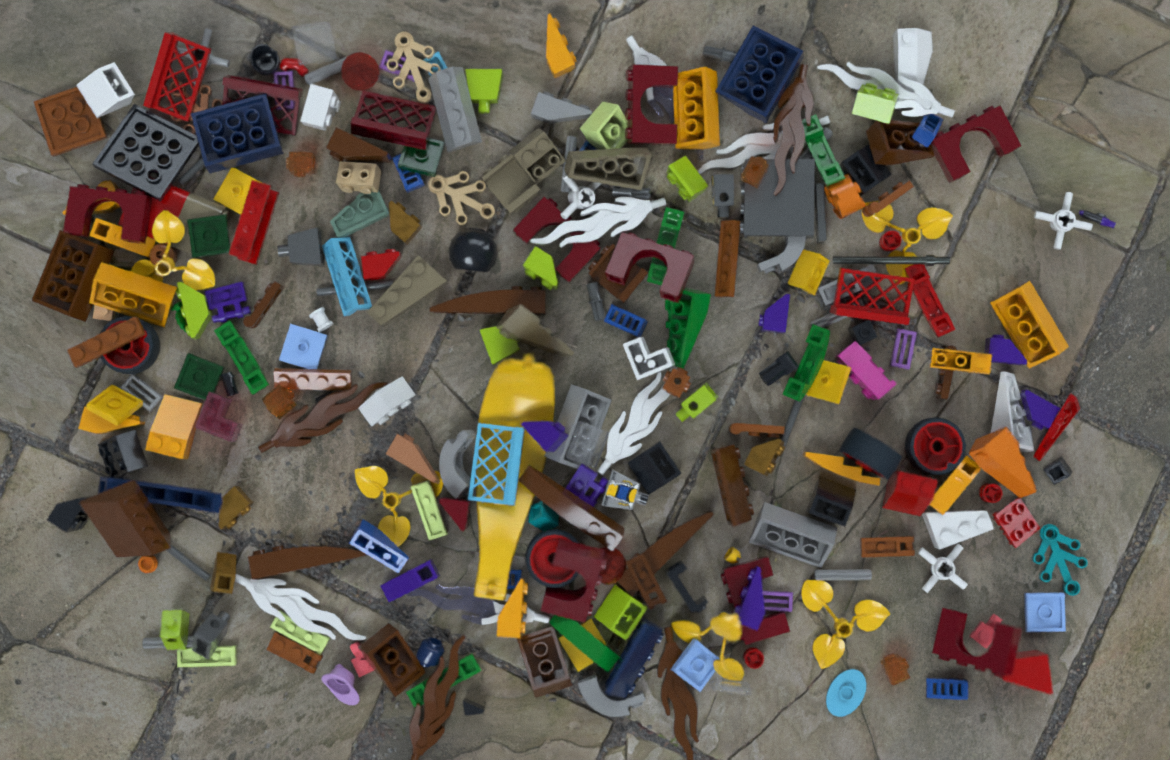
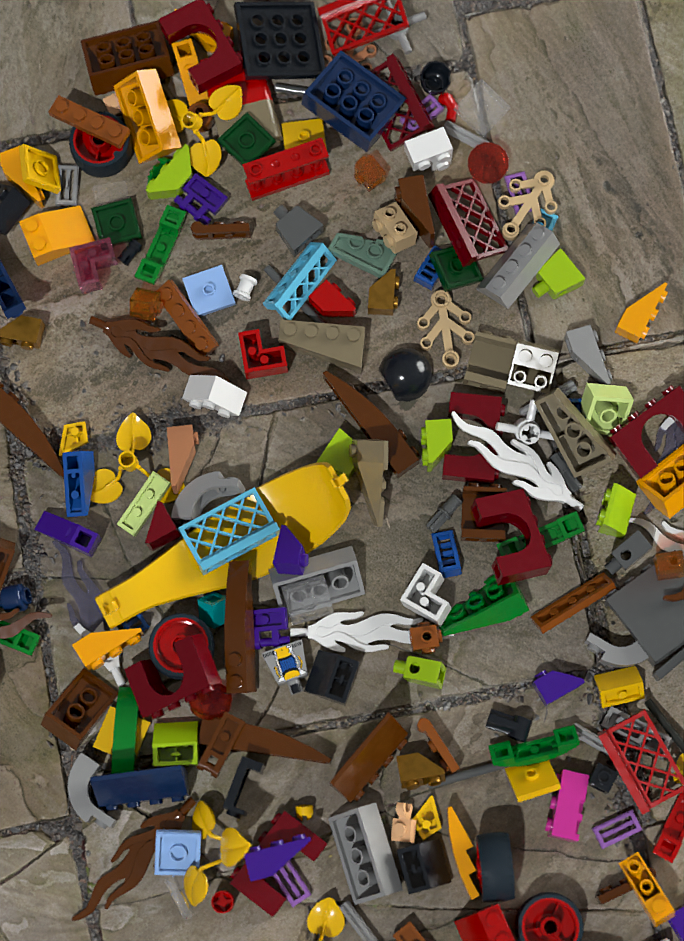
camera: 55 degrees right, 10 degrees down
(341, 525) = (73, 437): none -> yellow piece
(386, 350) = (260, 361): none -> red brick
(794, 495) = (403, 827): none -> light nougat plate
(801, 475) = (427, 819): none -> yellow piece

